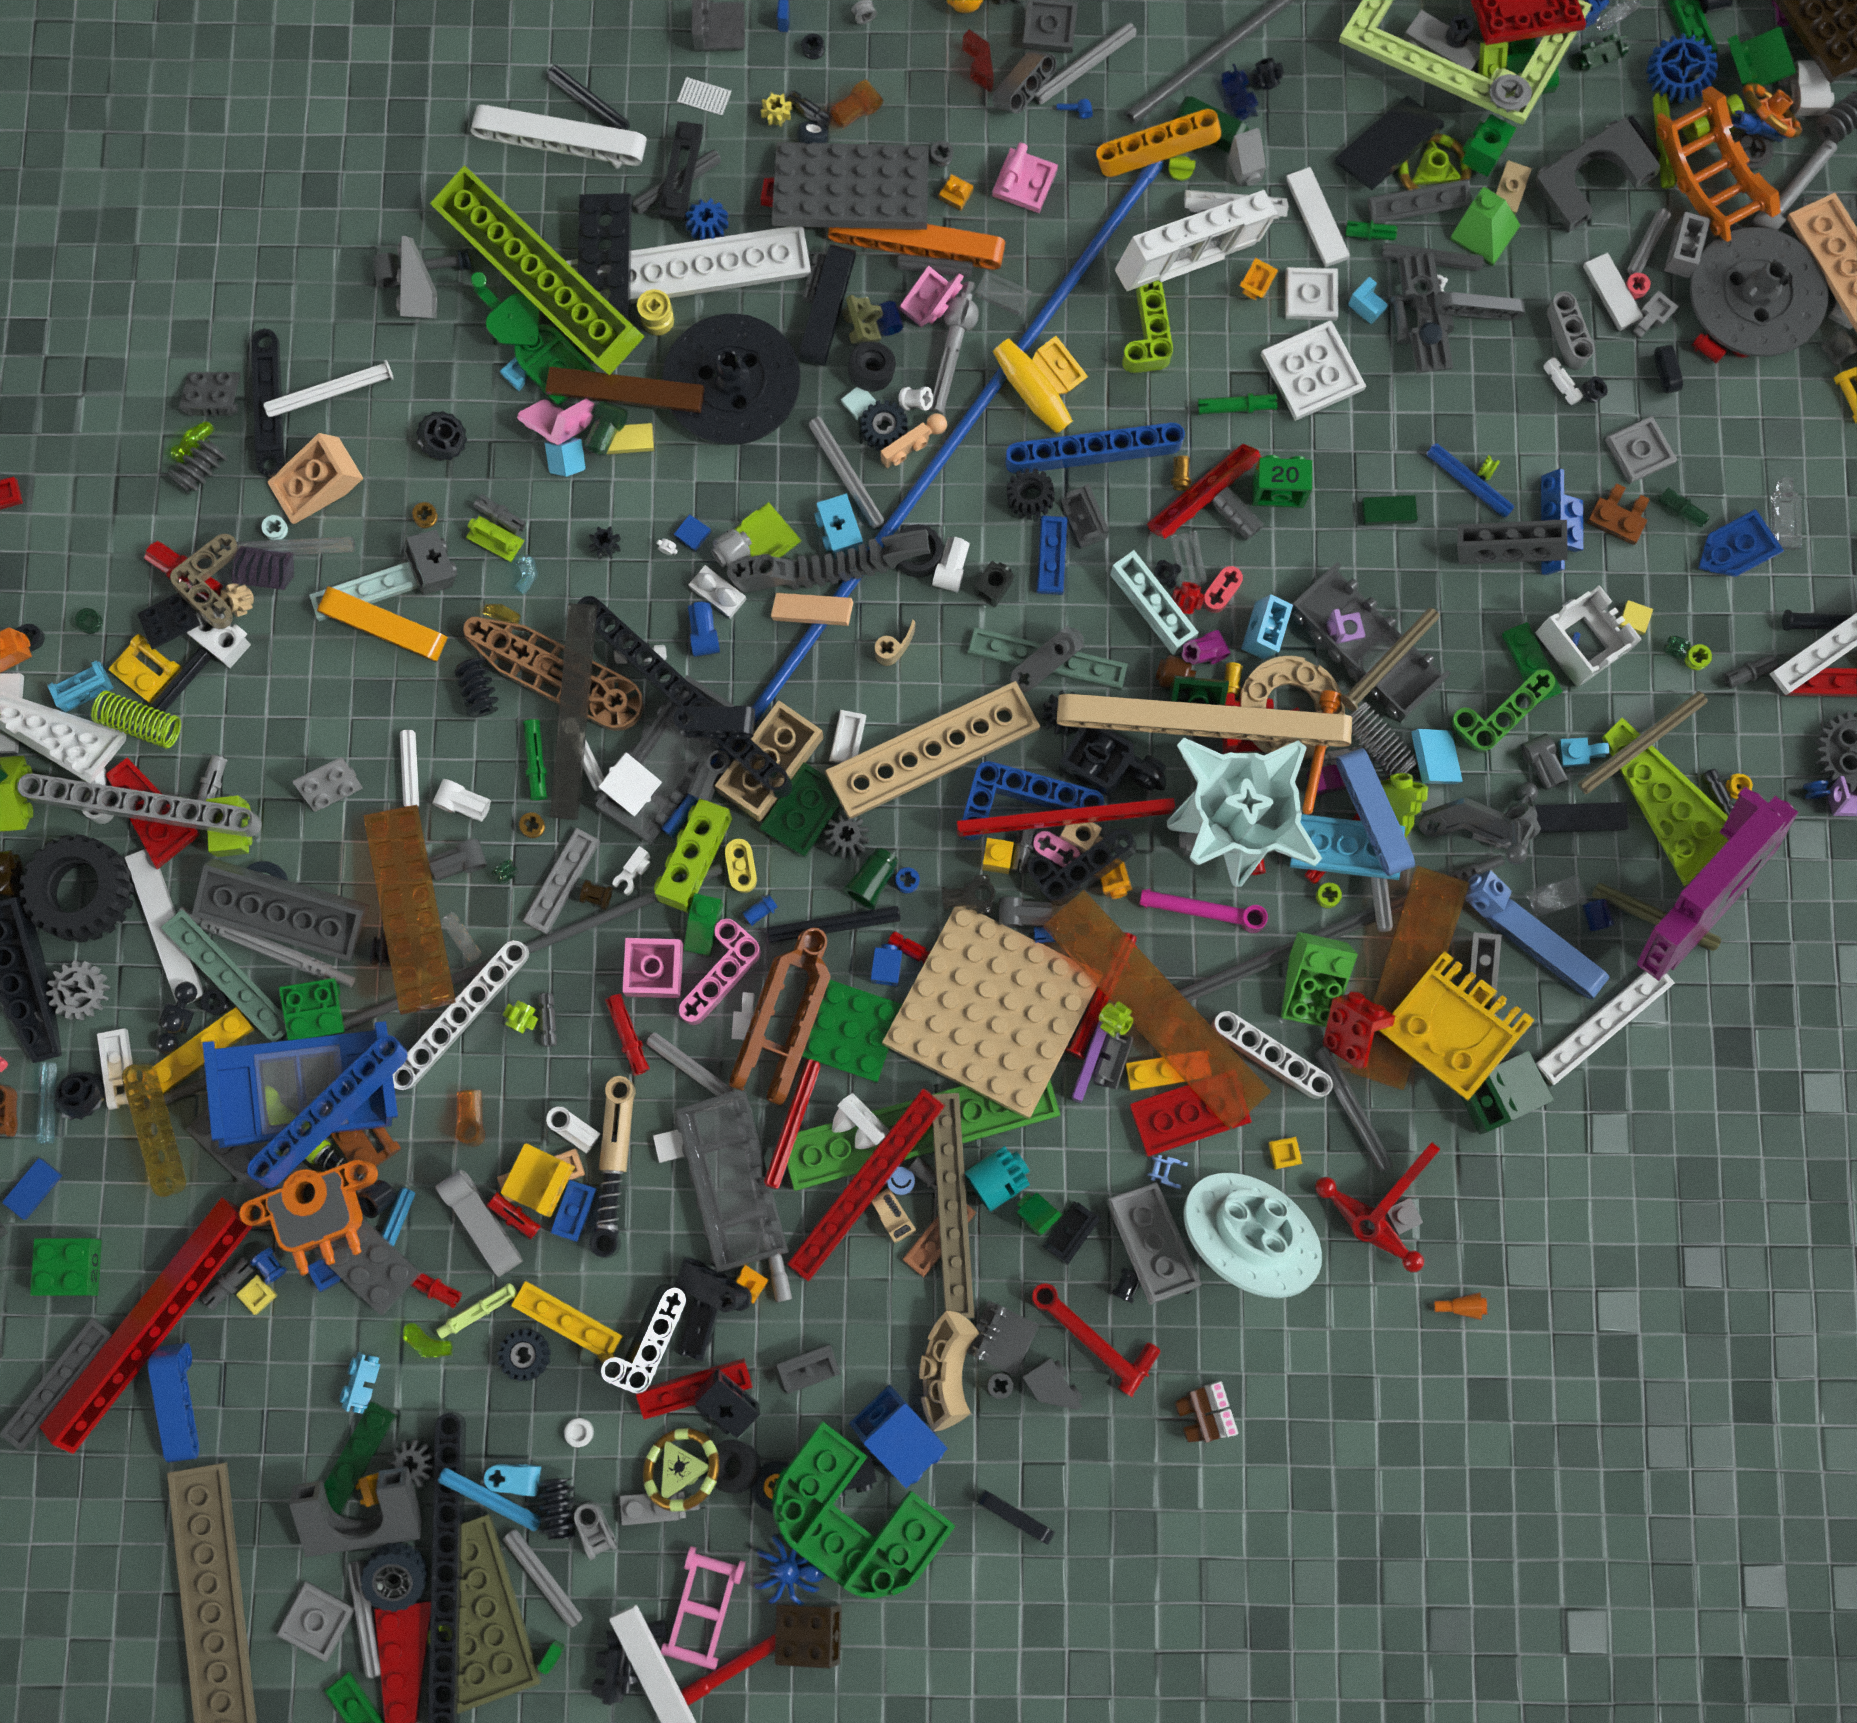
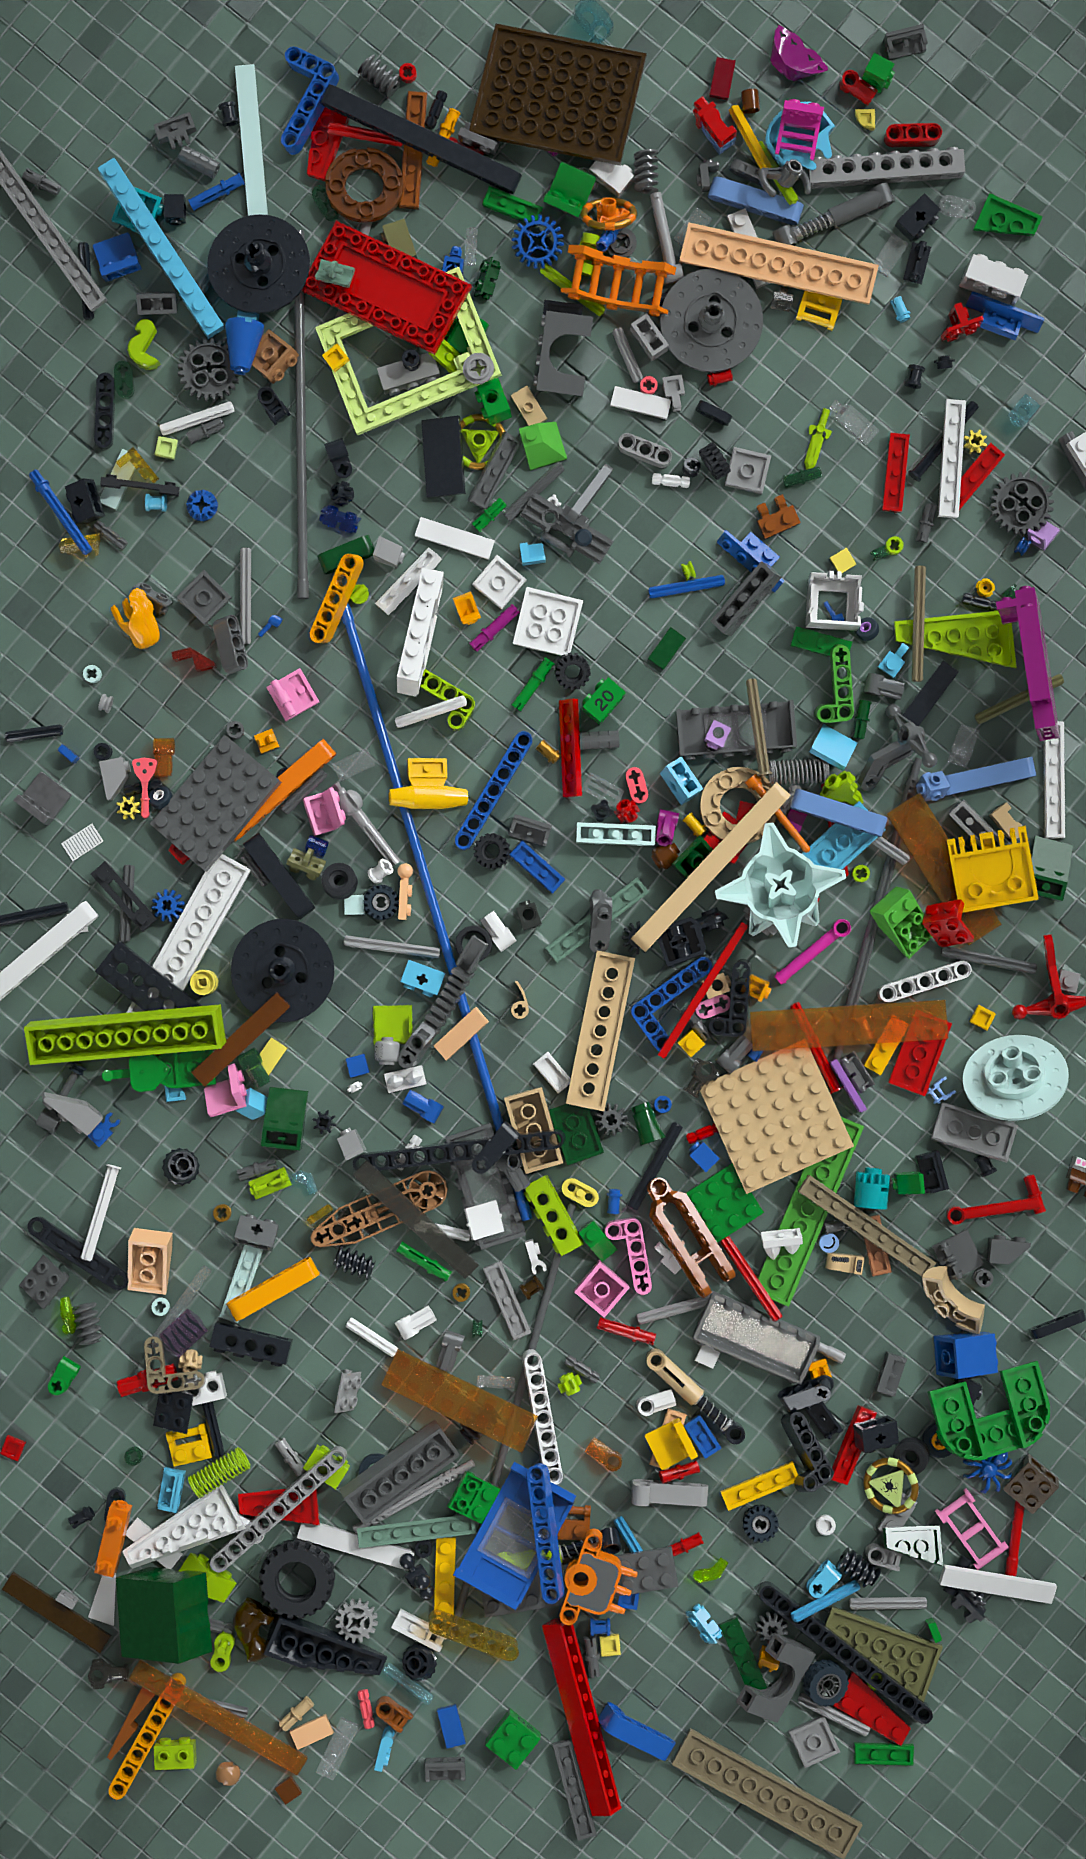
camera: 50 degrees left, 10 degrees up
(123, 484) = (65, 1373): none -> green piece
(326, 681) = (281, 1344): none -> black brick
(417, 331) = (102, 1131): none -> blue plate
(477, 1310) = (715, 1530): yellowish green piece -> none
(575, 500) = (284, 1119): none -> dark green slope
(603, 584) = (350, 1143): none -> light grey slope
(637, 1550) = (916, 1542): none -> wing
(797, 72) = (114, 775): none -> light grey slope
(818, 100) = (144, 778): none -> coral piece
(866, 1184) = (818, 1265): red tile -> none
(1116, 1019) = (838, 1054): lime gear -> none
(1123, 321) = (431, 711): none -> white axle
(1249, 321) = (490, 631): none -> magenta pin
(1299, 437) = (572, 659): none -> black tyre
(1303, 40) = (338, 455): none -> black piece
(1491, 766) = (862, 719): none -> dark green axle
(1518, 995) = (1004, 820): none -> tan leg
(1588, 698) = (869, 634): none -> black wheel
(1598, 915) = (993, 731): clear blue beam -> none
(1622, 403) = (714, 461): none -> black tyre
(1735, 493) = (817, 440): none -> lime sword
(1739, 546) = (850, 466): blue tile -> none
(1773, 598) = (895, 472): none -> red plate

